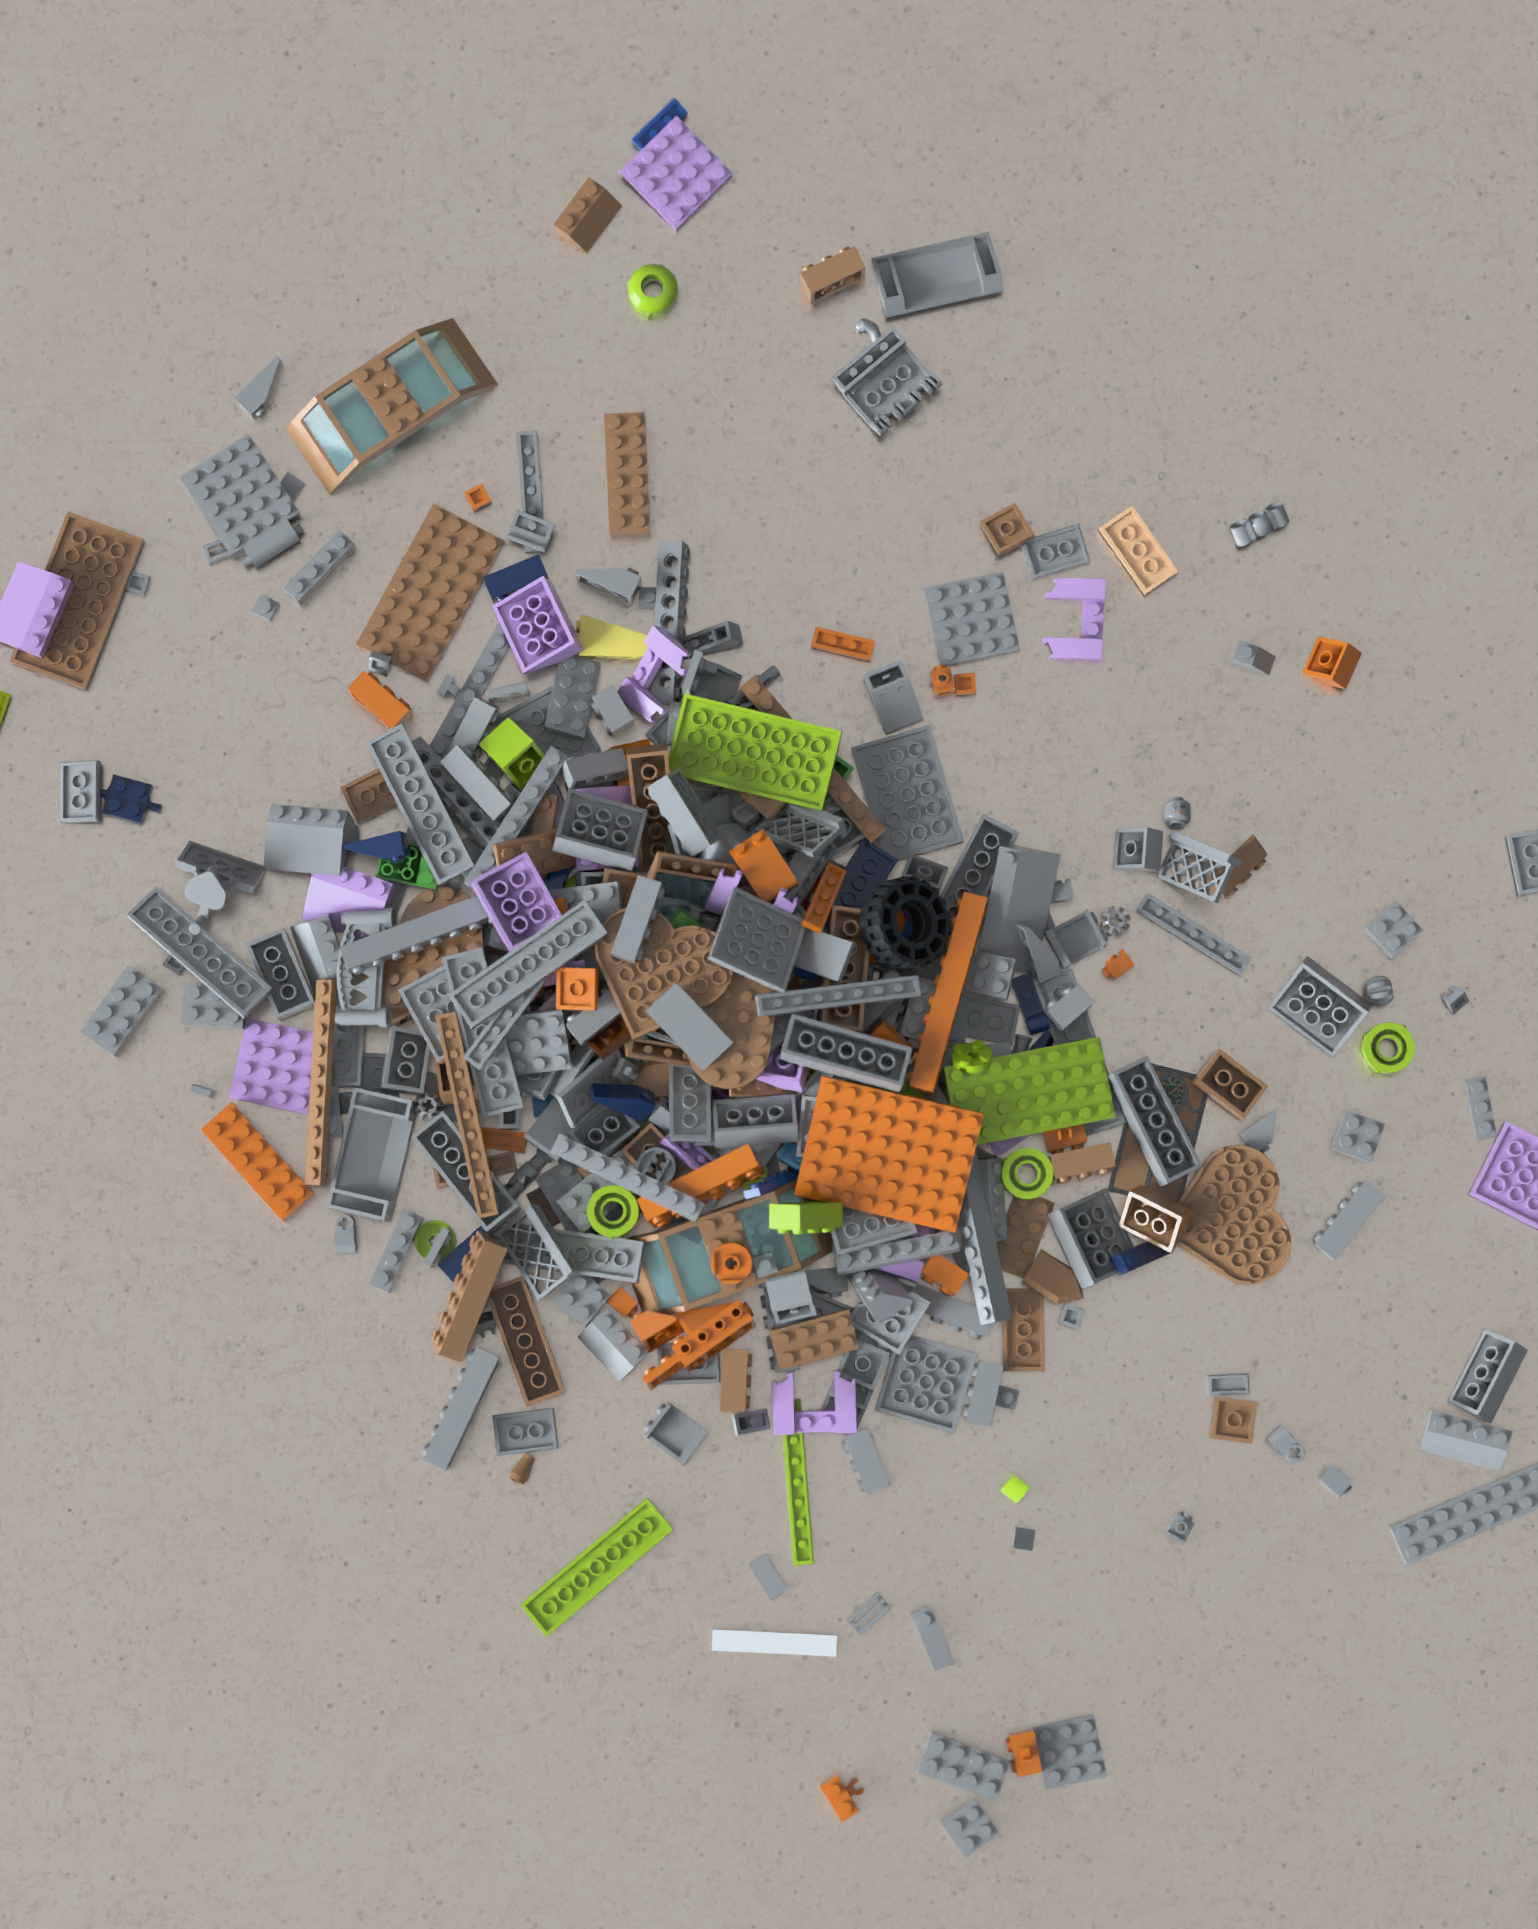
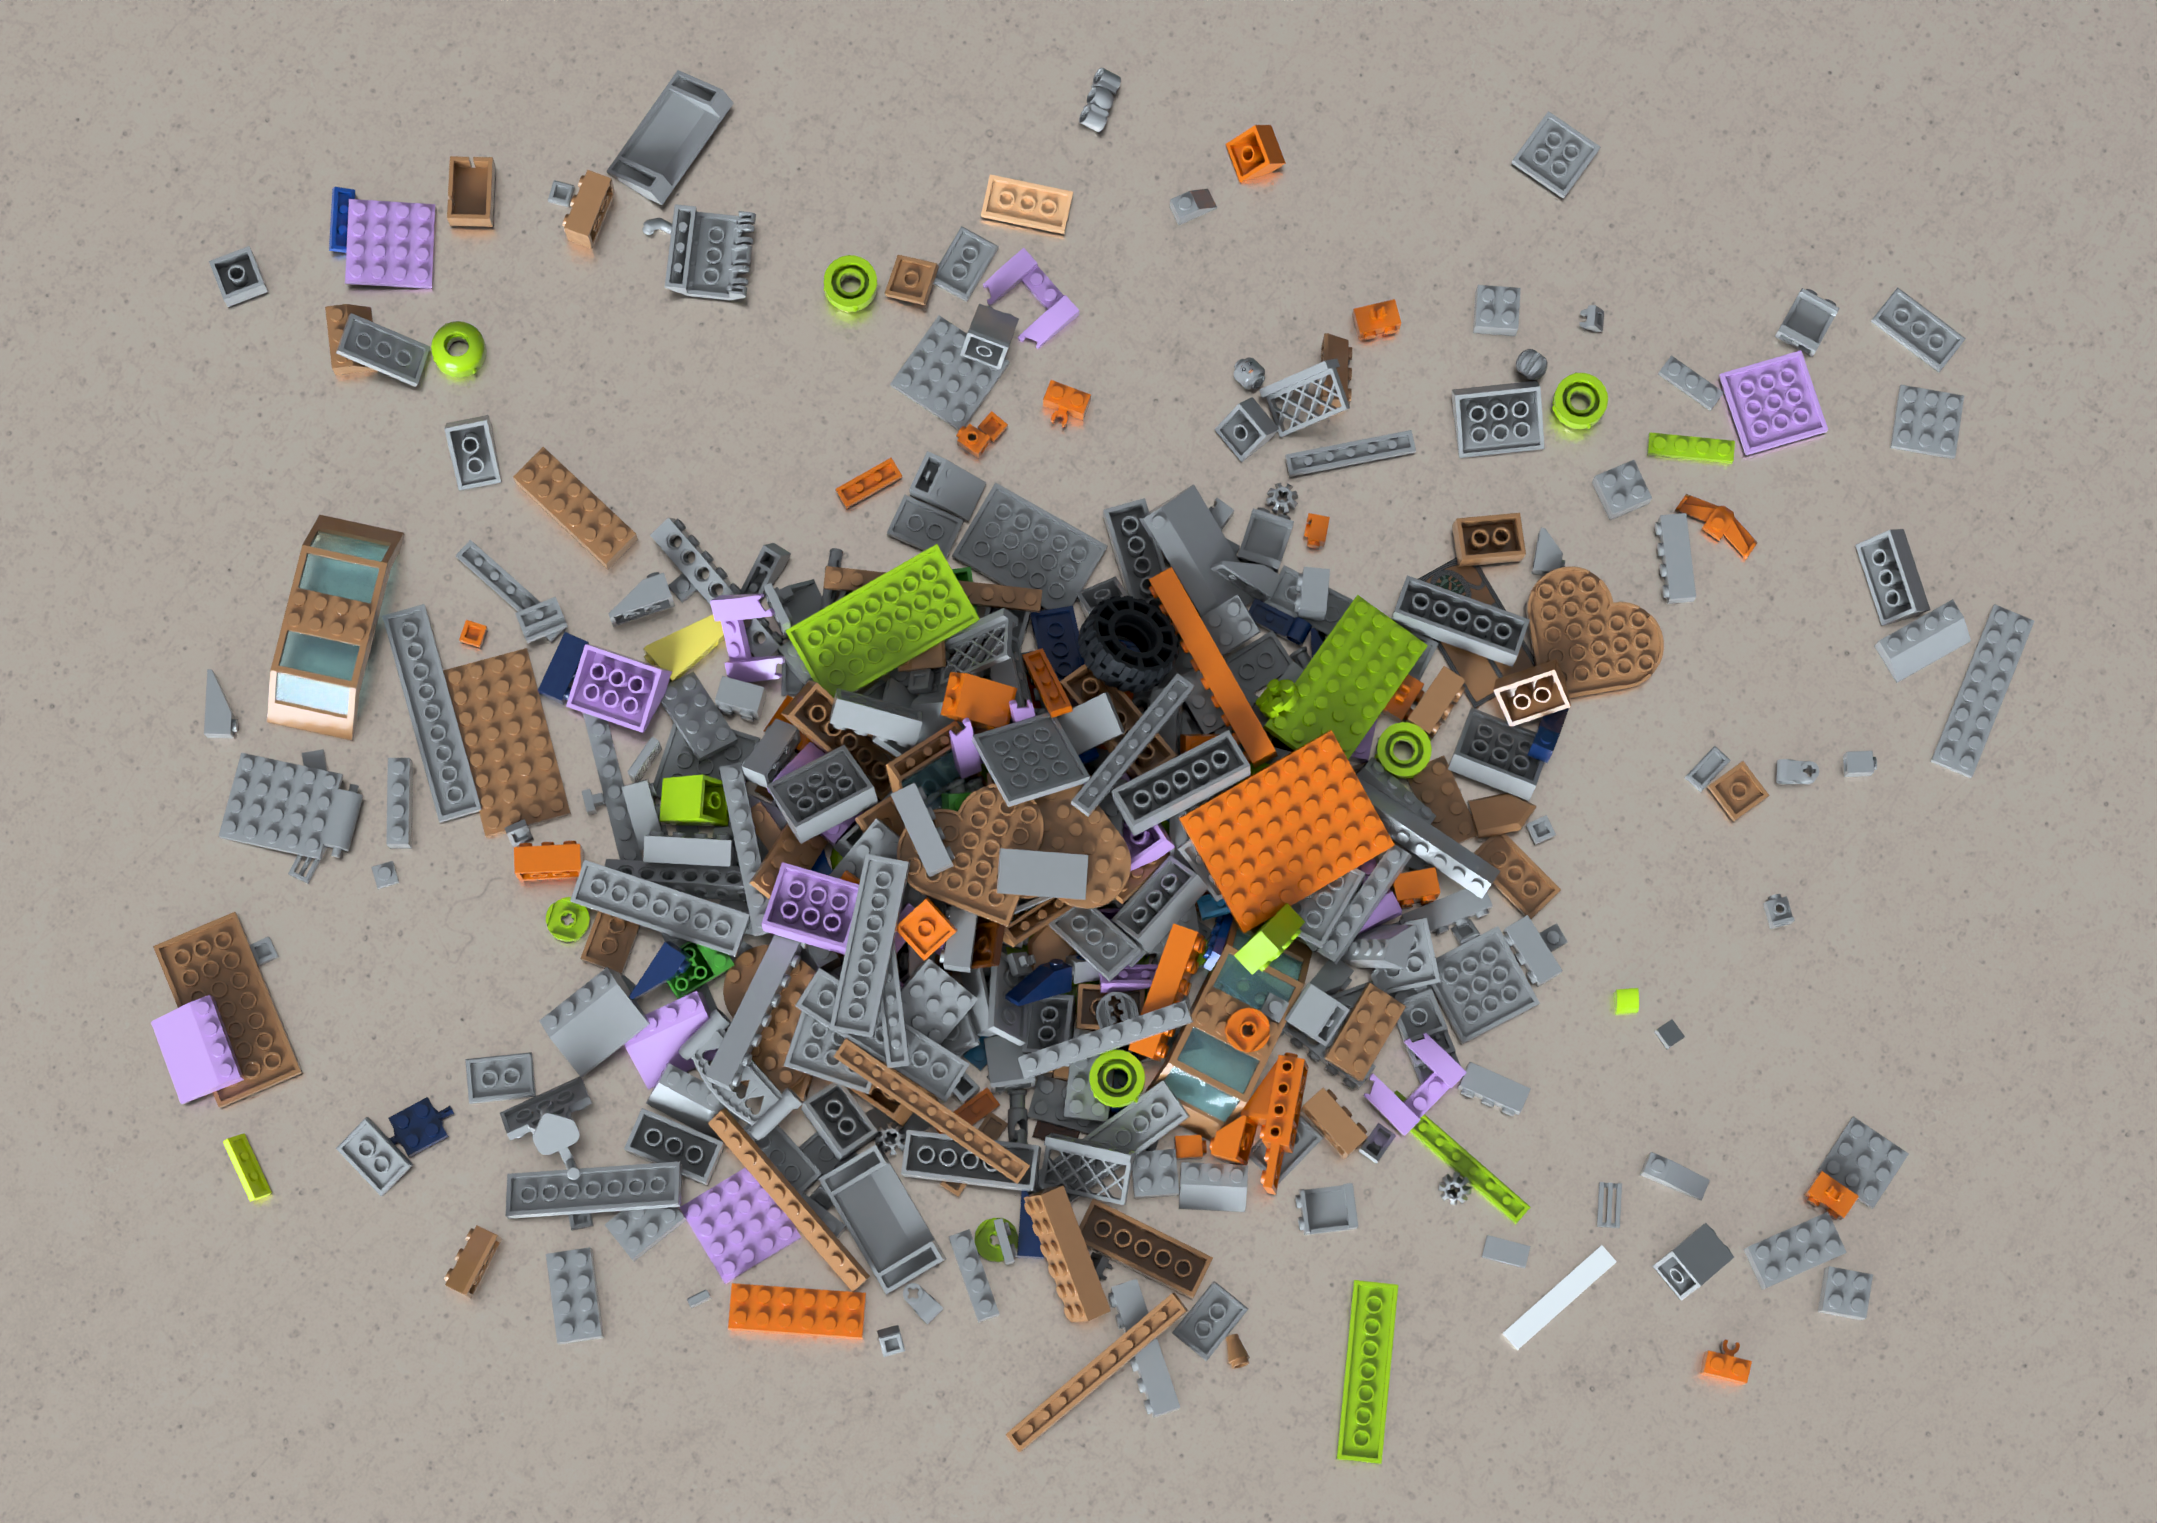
camera: 50 degrees left, 5 degrees down
(77, 924) = (472, 1261): none -> medium nougat slope
(212, 817) = (500, 1078): none -> light grey tile
(301, 1240) = (891, 1340): none -> light grey slope
(345, 752) = (557, 926): none -> lime plate
(399, 525) = (432, 713): none -> light grey plate
(413, 1394) = (1097, 1372): none -> medium nougat plate
(551, 100) = (238, 276): none -> light grey brick
(595, 371) = (473, 452): none -> light grey slope
(600, 243) = (383, 349): none -> light grey plate
(765, 187) = (471, 191): none -> medium nougat piece
(768, 1503) = (1452, 1194): none -> light grey piece
(826, 245) = (561, 193): none -> light grey tile
(852, 710) = (924, 526): none -> light grey plate
(888, 1707) = (1693, 1261): none -> light grey slope
(951, 1337) = (1465, 932): none -> light grey slope
(968, 478) = (847, 267): none -> lime piece
(1022, 619) = (989, 336): none -> light grey slope
(1031, 714) = (1066, 401): none -> orange brick
(1303, 858) = (1376, 319): none -> orange brick
(1403, 1223) = (1719, 522): none -> orange plate
(1435, 1153) = (1690, 447): none -> lime plate

